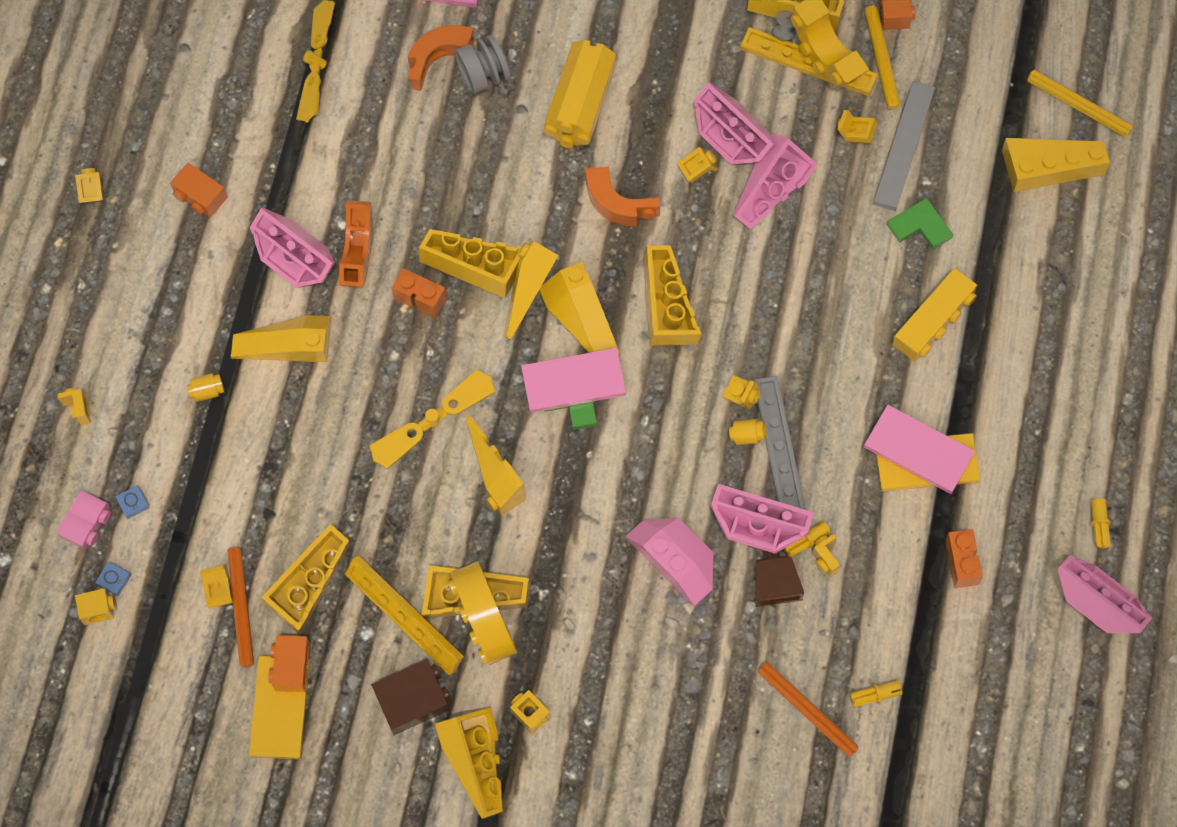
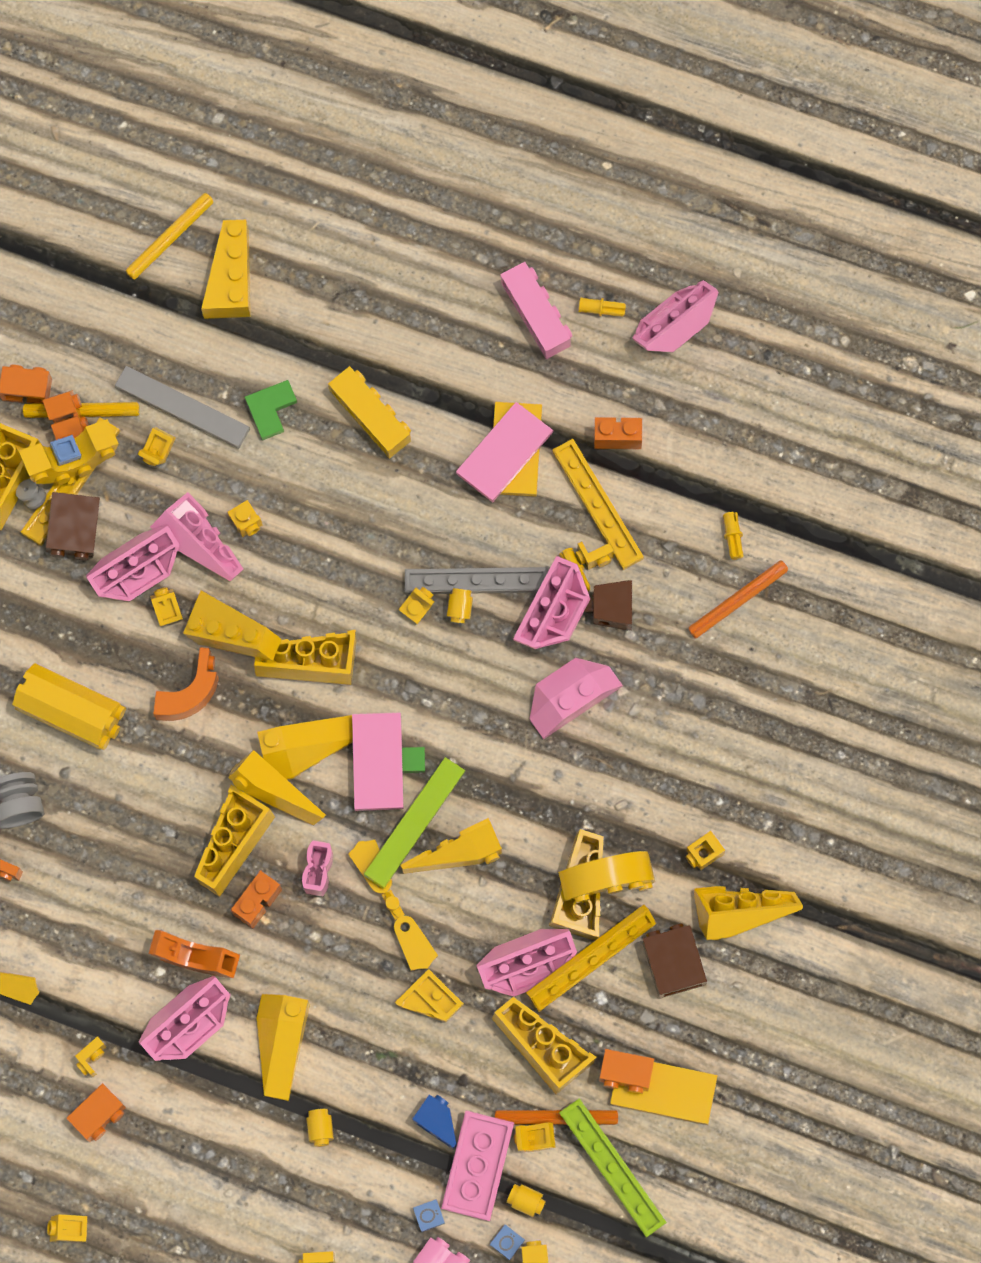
camera: 80 degrees left, 5 degrees up
(154, 588) = (526, 1200): none -> yellow brick
(184, 538) = (477, 1165): none -> bright pink tile
(194, 667) = (613, 1167): none -> lime tile
(223, 494) = (437, 1120): none -> blue slope
(252, 174) = (93, 1052): none -> yellow bracket
(344, 469) = (430, 998): none -> yellow wing
(389, 548) = (526, 961): none -> bright pink wedge
(460, 341) = (315, 875): none -> bright pink brick
(517, 425) = (414, 823): none -> lime tile
(681, 216) = (227, 629): none -> yellow wedge
(761, 67) = (72, 525): none -> reddish brown brick
(801, 221) = (245, 519): none -> yellow bracket
(830, 40) = (65, 450): none -> medium blue tile
(873, 42) = (65, 414): none -> orange piece
(884, 552) = (597, 504): none -> yellow tile
(1081, 457) = (535, 310): none -> bright pink brick

